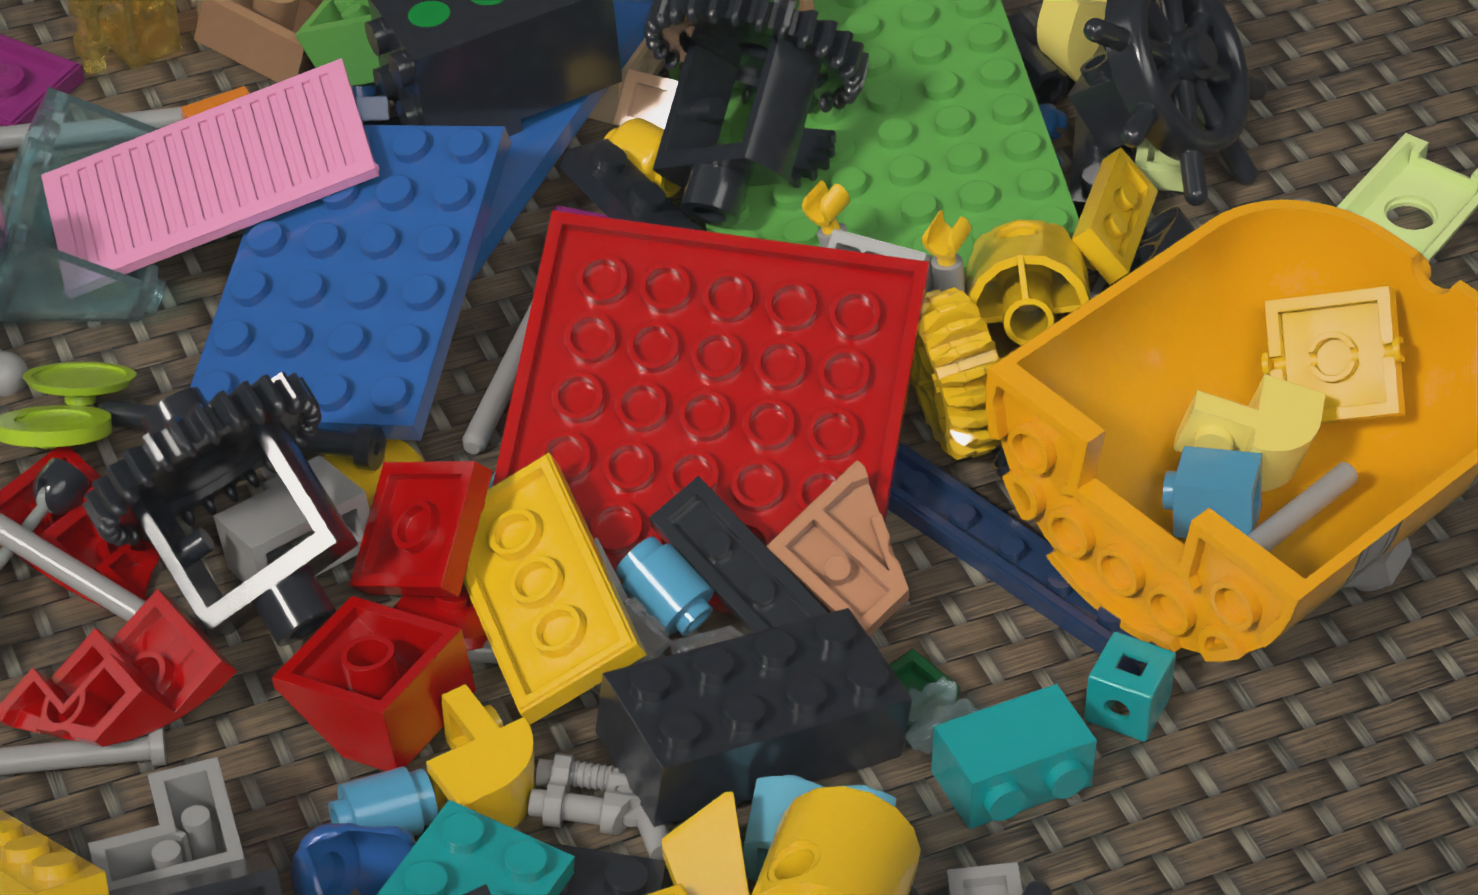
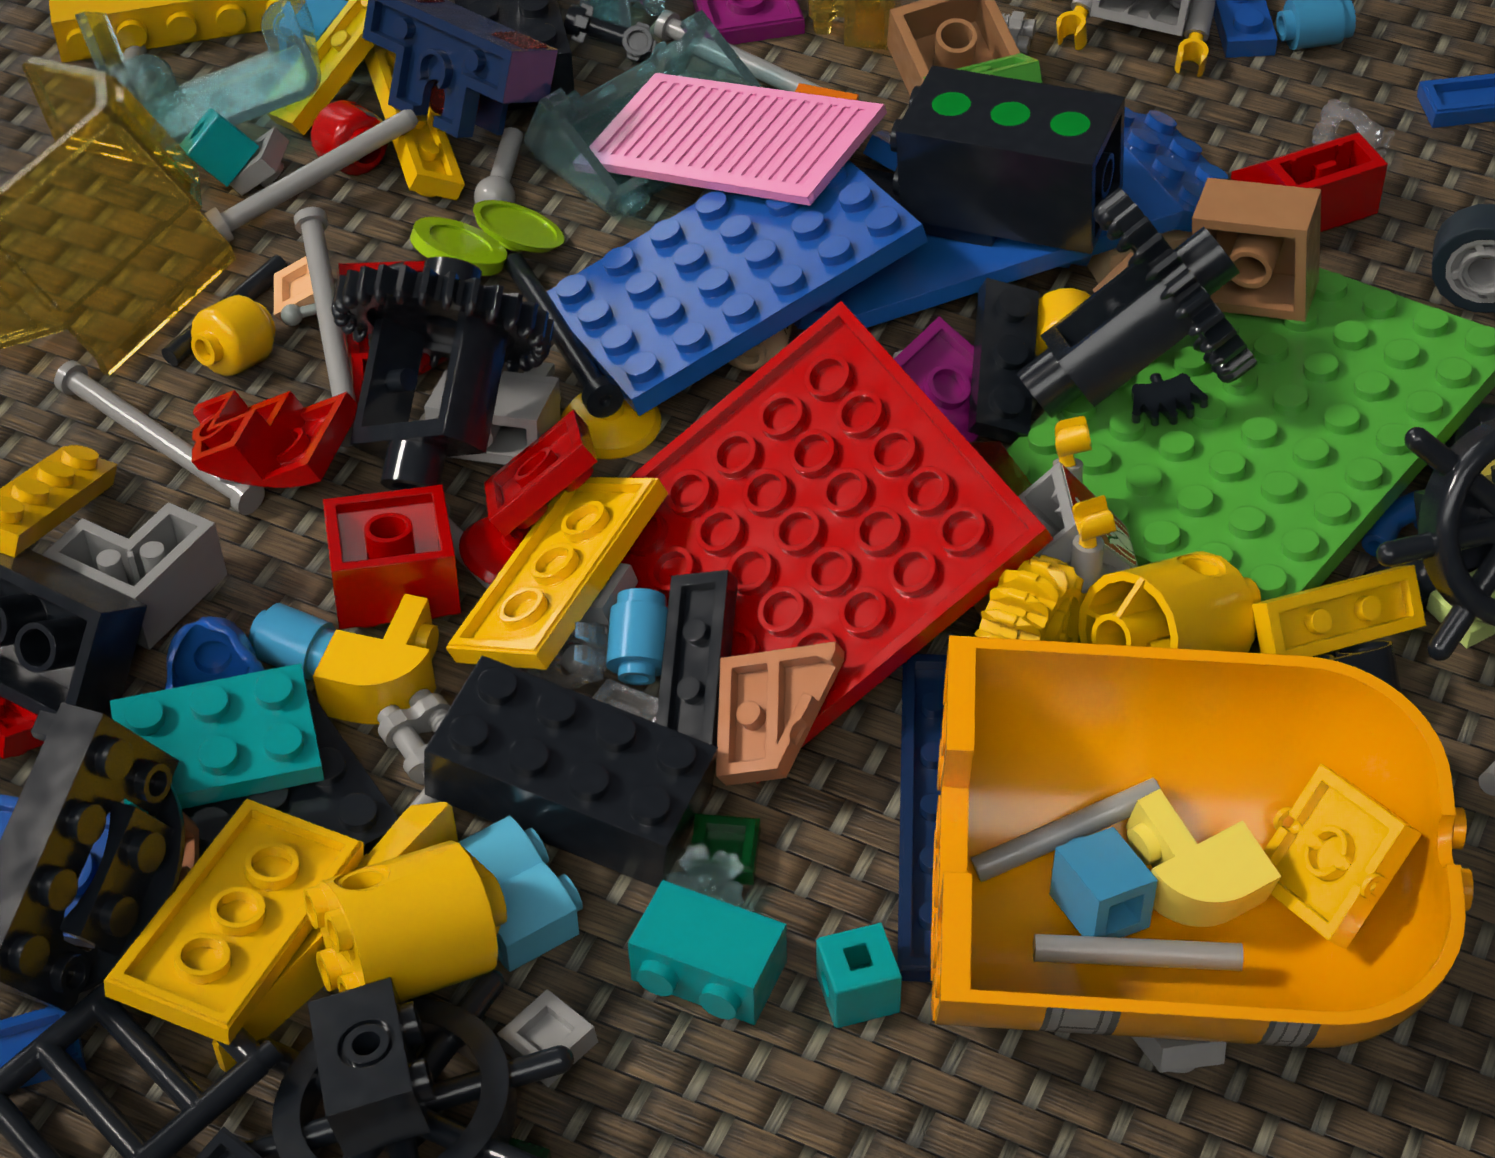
camera: 50 degrees right, 5 degrees up
(1155, 452) = (1059, 832): none -> light grey bar

